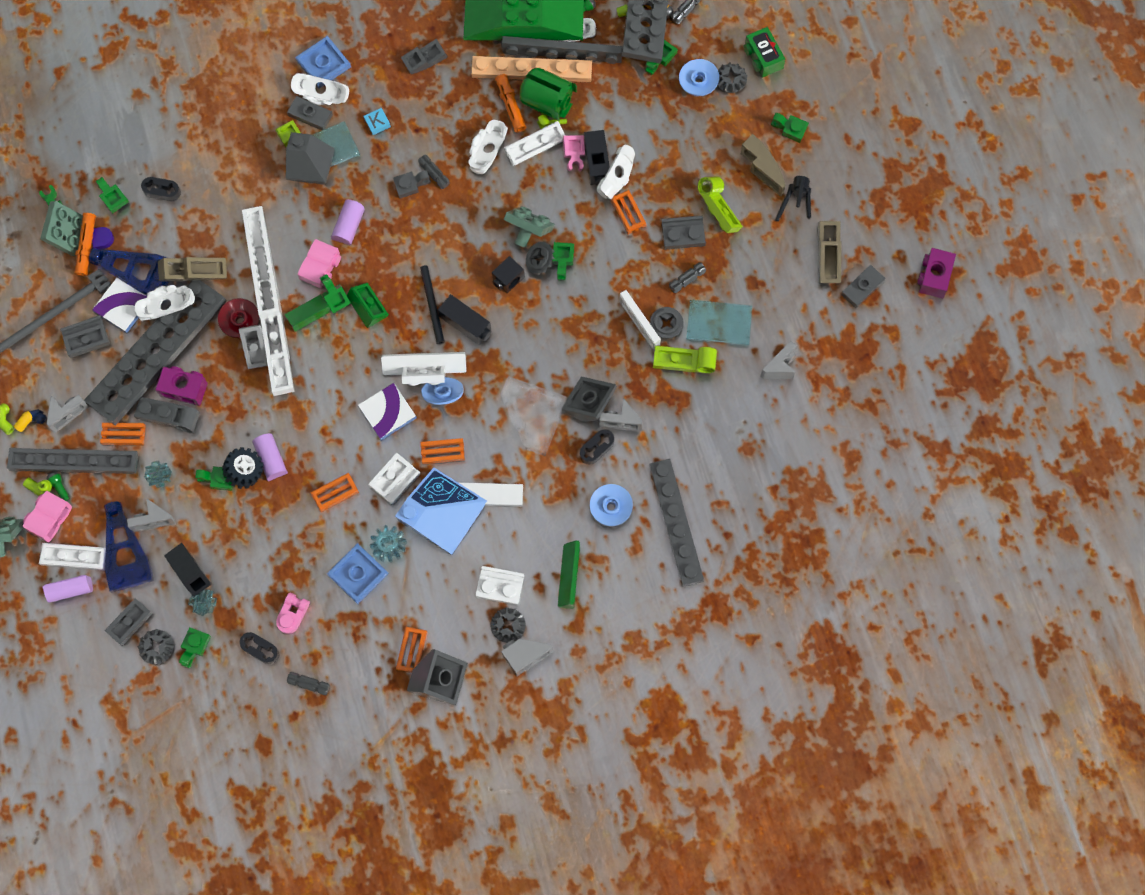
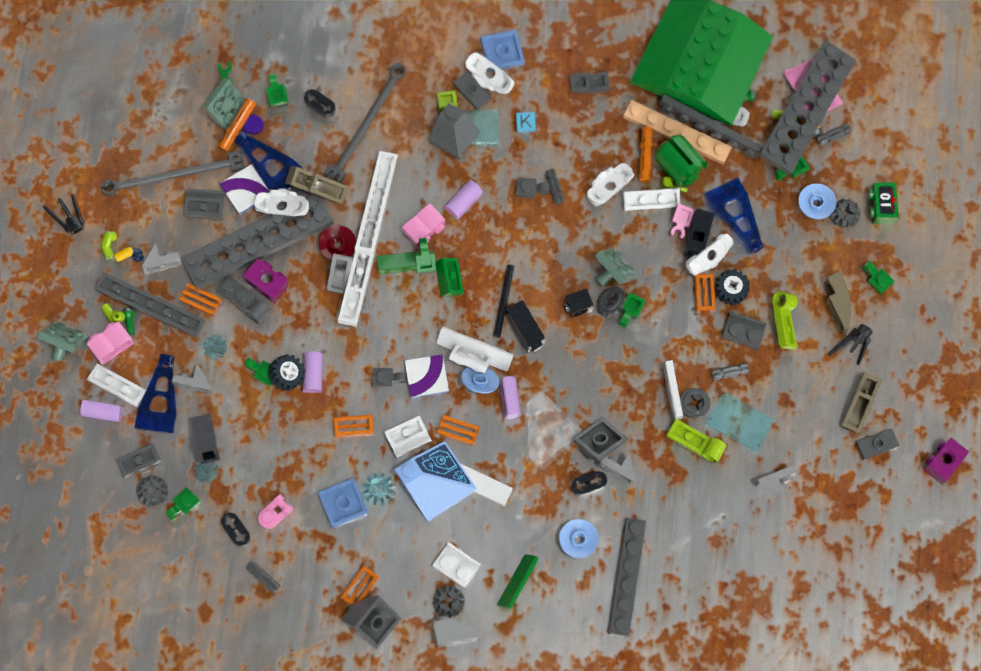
camera: 15 degrees right, 0 degrees up
(207, 247) = (337, 170): none -> dark grey hinge
(346, 431) = (385, 378): none -> dark grey plate
(480, 396) = (510, 397): none -> lavender brick
(606, 109) = (726, 194): none -> clear blue plate
(652, 202) = (728, 292): none -> black wheel

